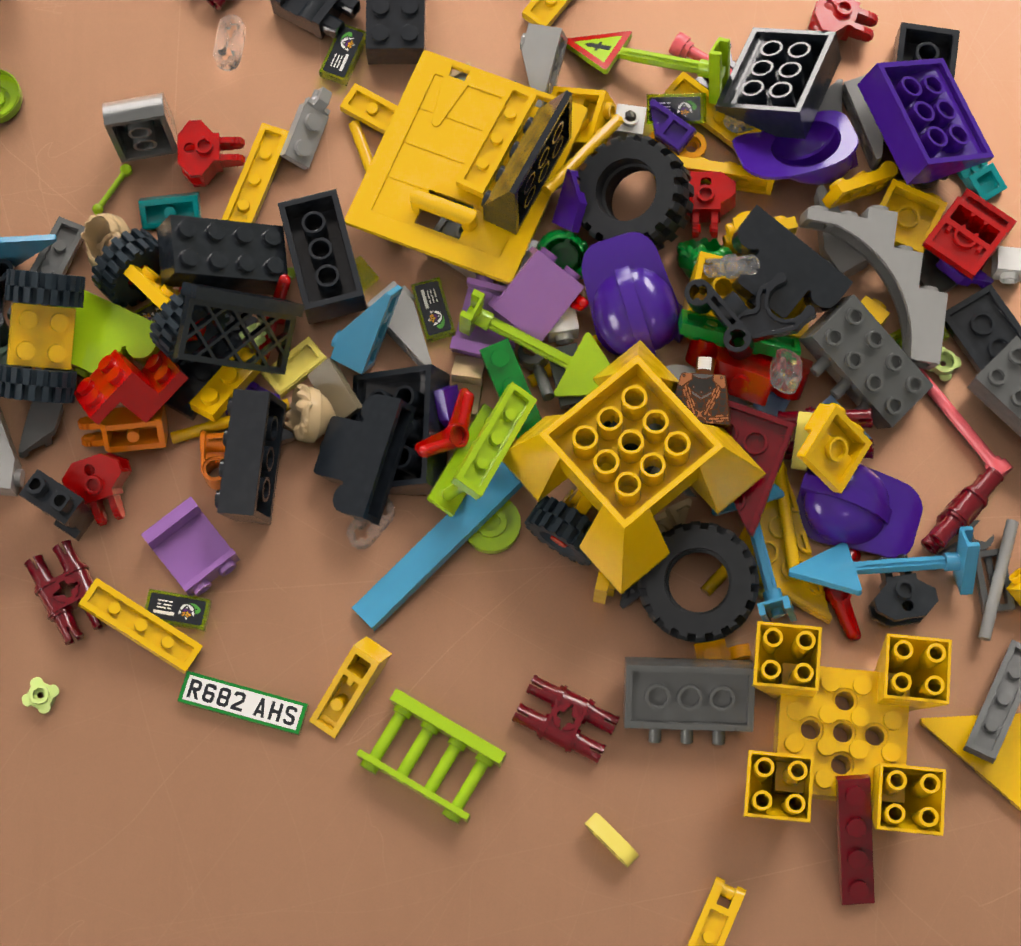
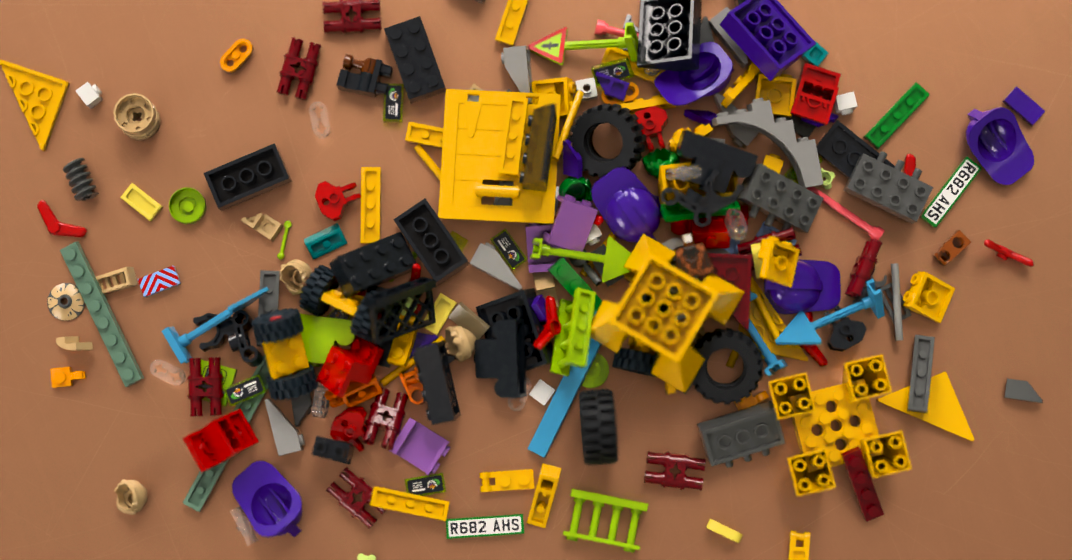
camera: 20 degrees left, 10 degrees up
(67, 435) = (320, 403): none -> clear beam
(82, 79) = (247, 177): none -> black brick
(91, 159) = (264, 224): none -> tan slope
(140, 127) = (290, 197): dark grey brick -> none
(153, 487) = (393, 422): none -> dark red pin
(304, 645) = (507, 480): none -> yellow plate
(307, 129) = (390, 160): light grey hinge -> none
(361, 340) = (474, 284): dark azure slope -> none
(405, 532) = (542, 392): none -> white tile
(468, 603) = (598, 427): none -> black tyre
(776, 209) = (700, 116): none -> dark purple tile

